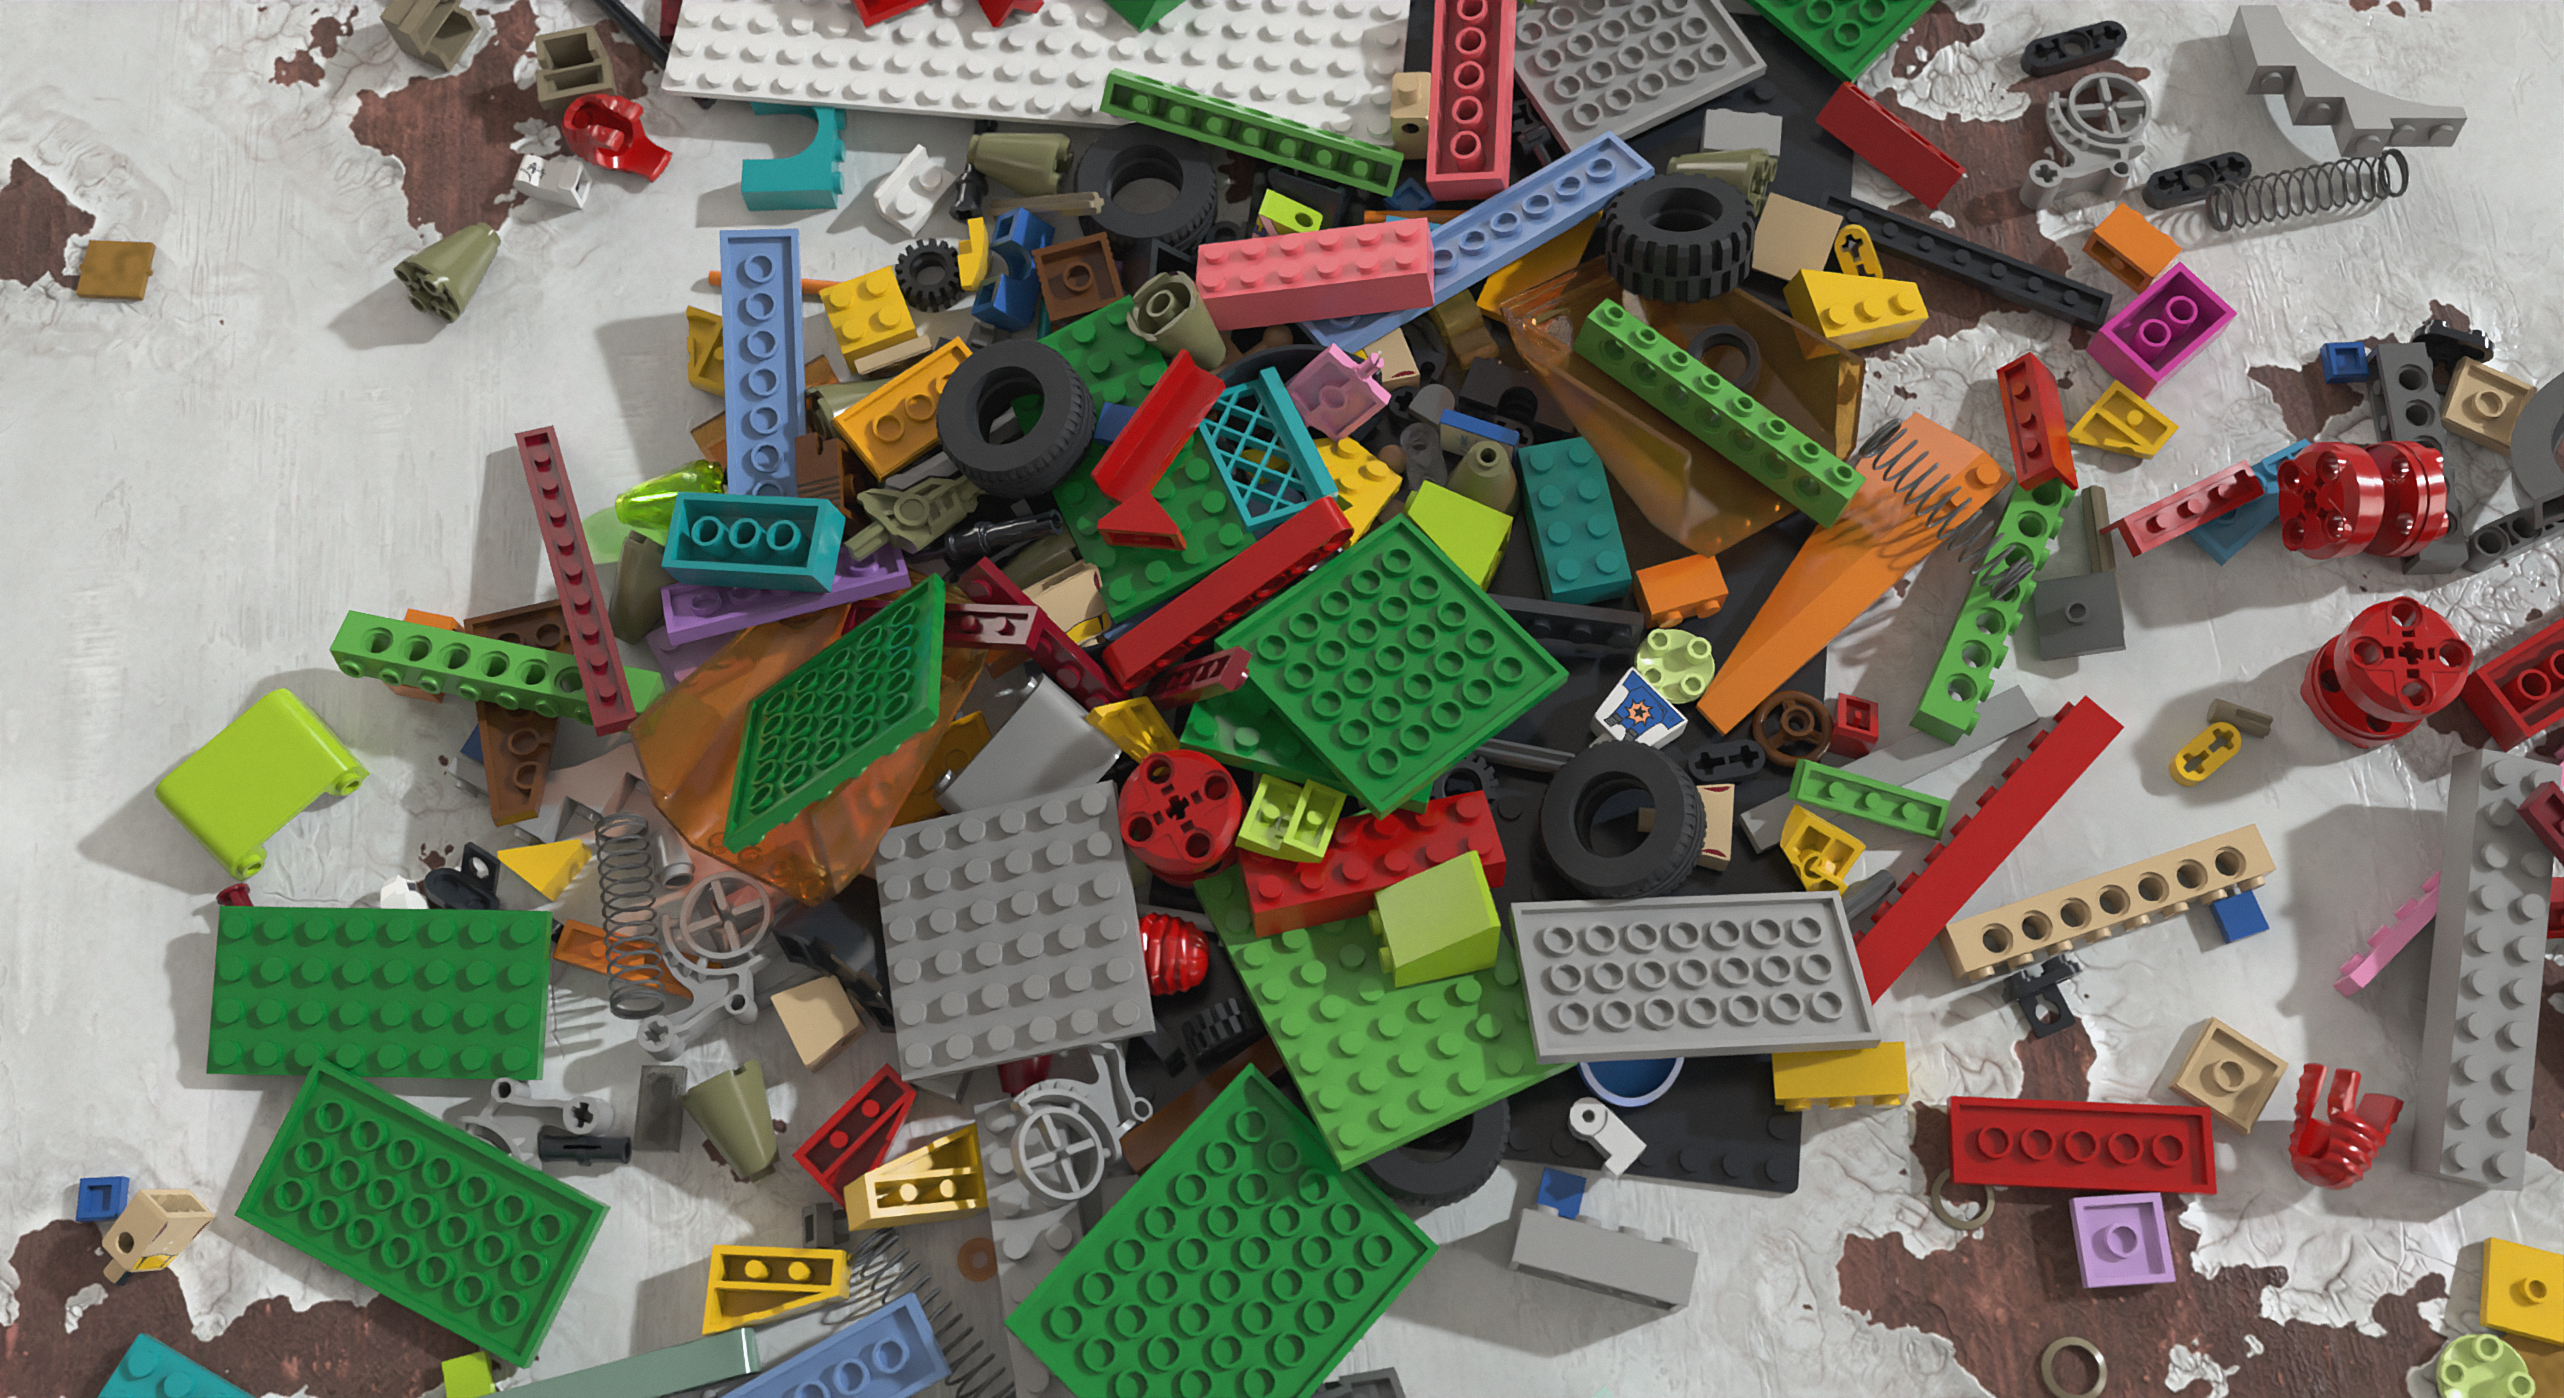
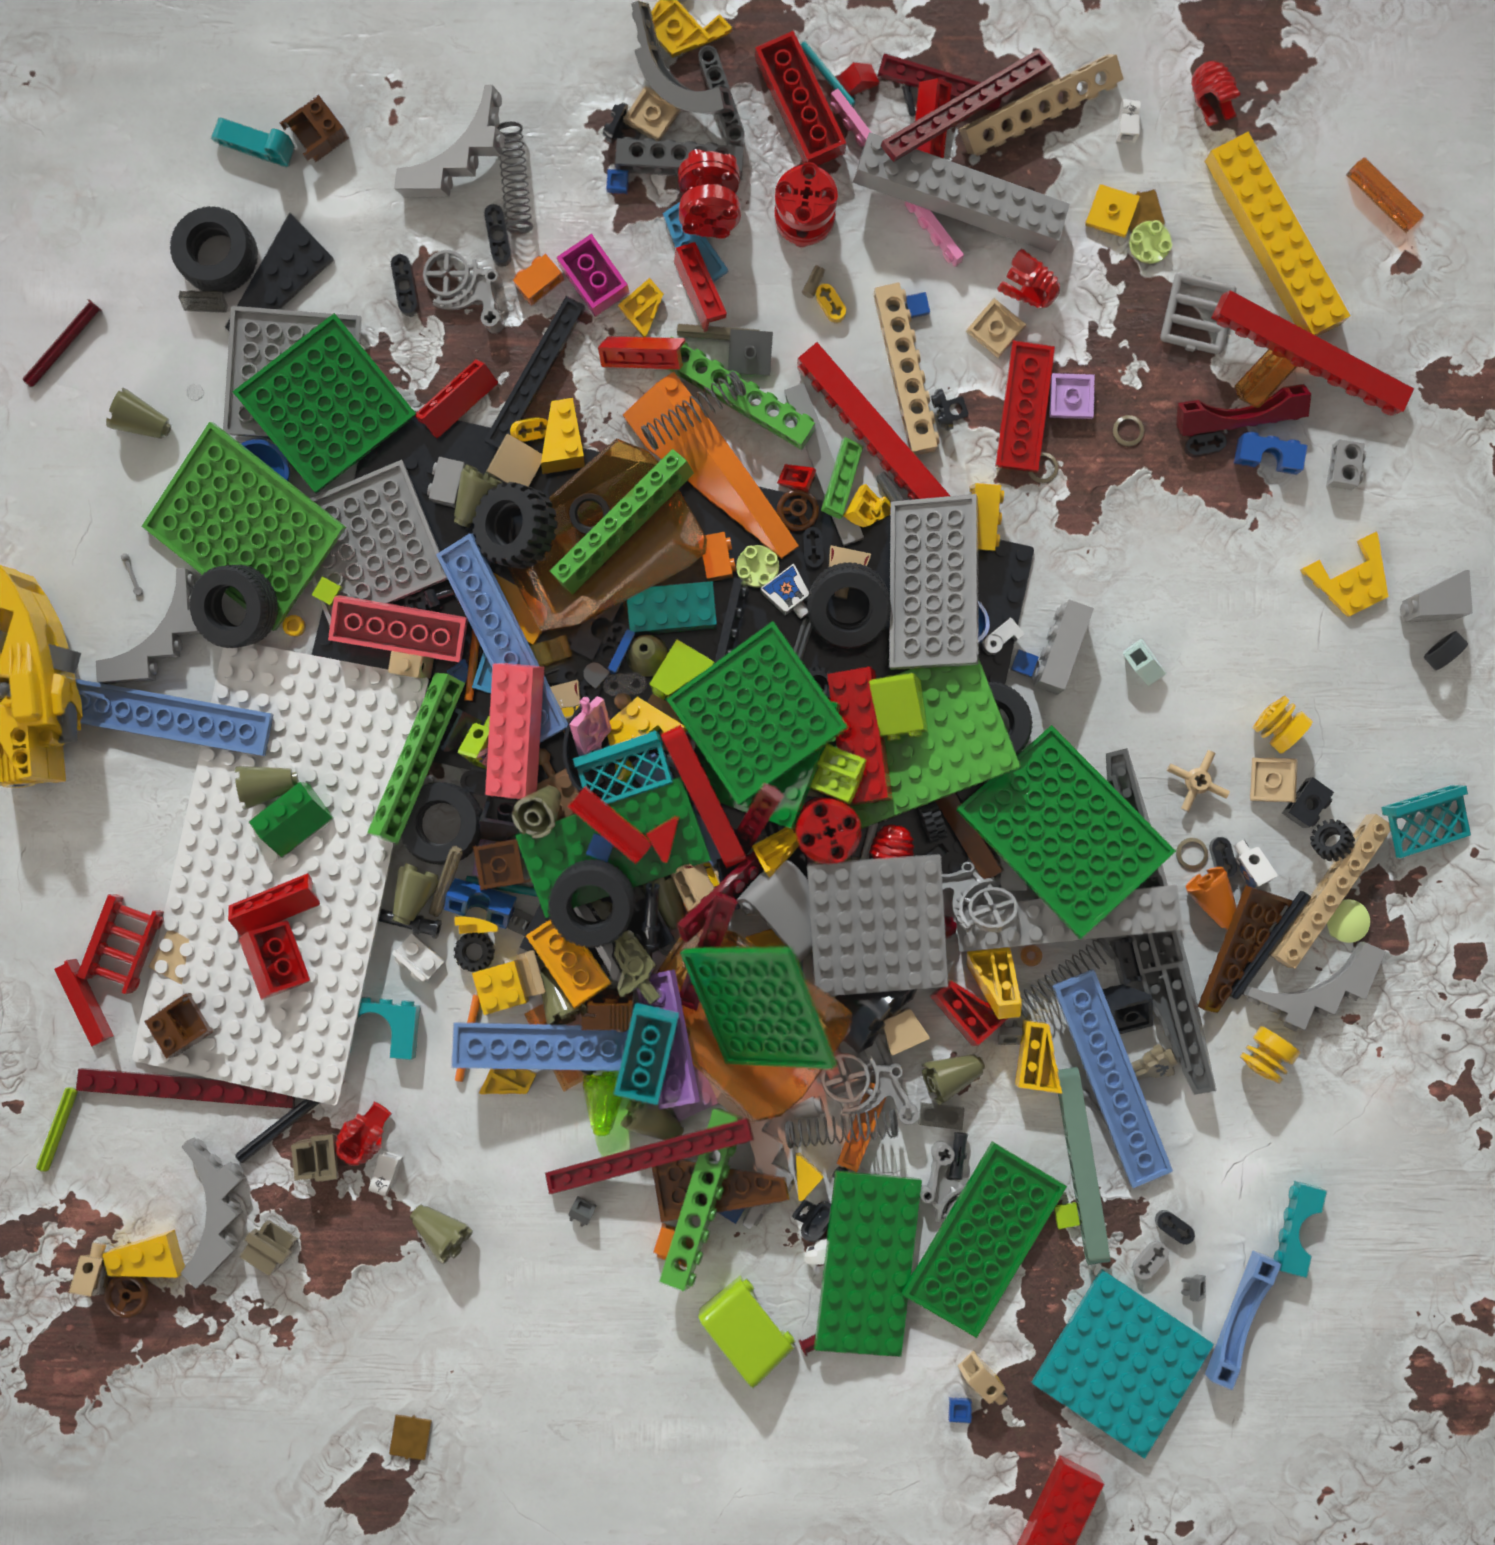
camera: 85 degrees left, 15 degrees up
(486, 490) = (582, 1211): none -> dark grey tile

